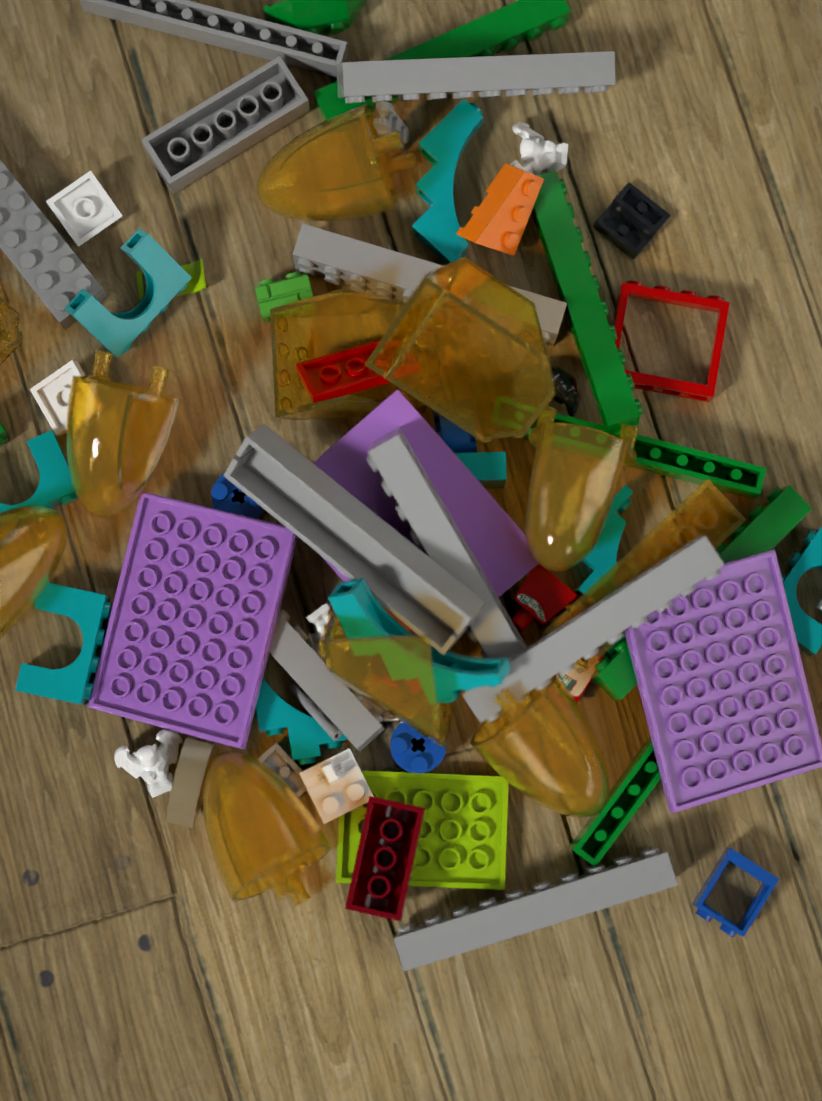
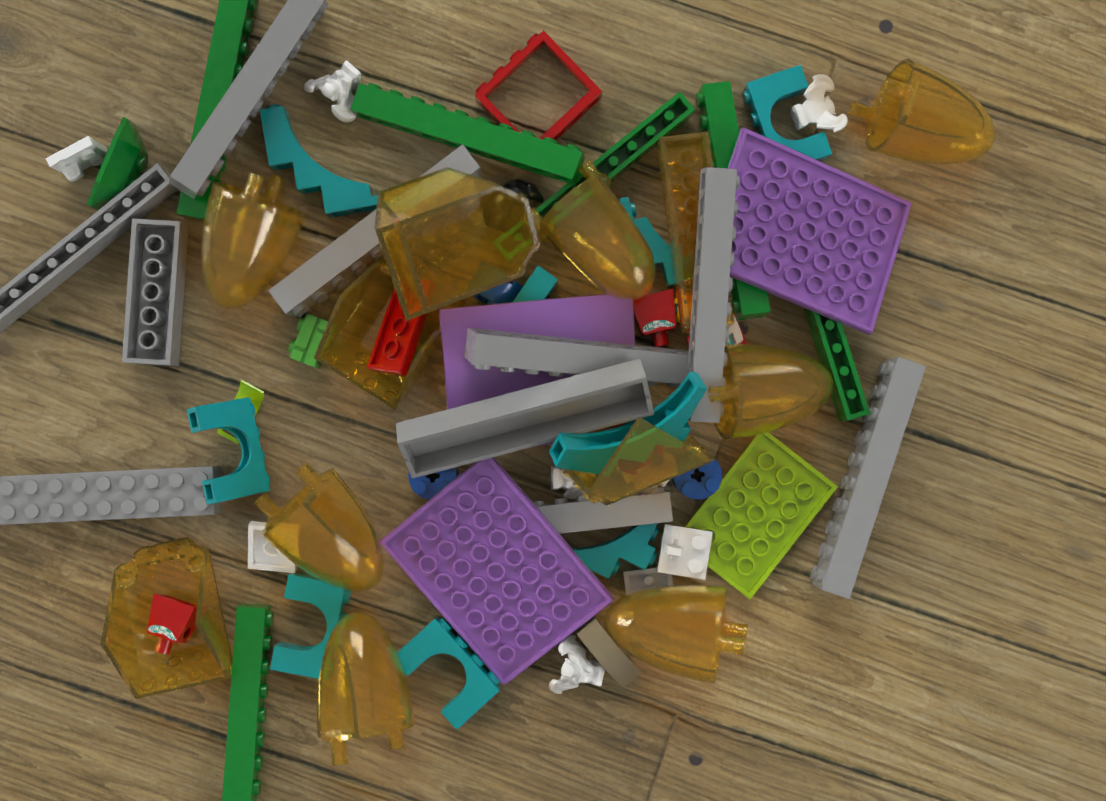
camera: 45 degrees left, 5 degrees up
(84, 208) = (143, 438): white hinge -> none
(315, 711) = (628, 530): light grey piece -> none
(385, 858) = (760, 554): dark red brick -> none
(389, 122) = (238, 174): light grey hinge -> none
(504, 211) = (363, 140): orange wedge -> none
(631, 220) = (433, 57): black slope -> none
(768, 883) = (971, 323): blue window -> none

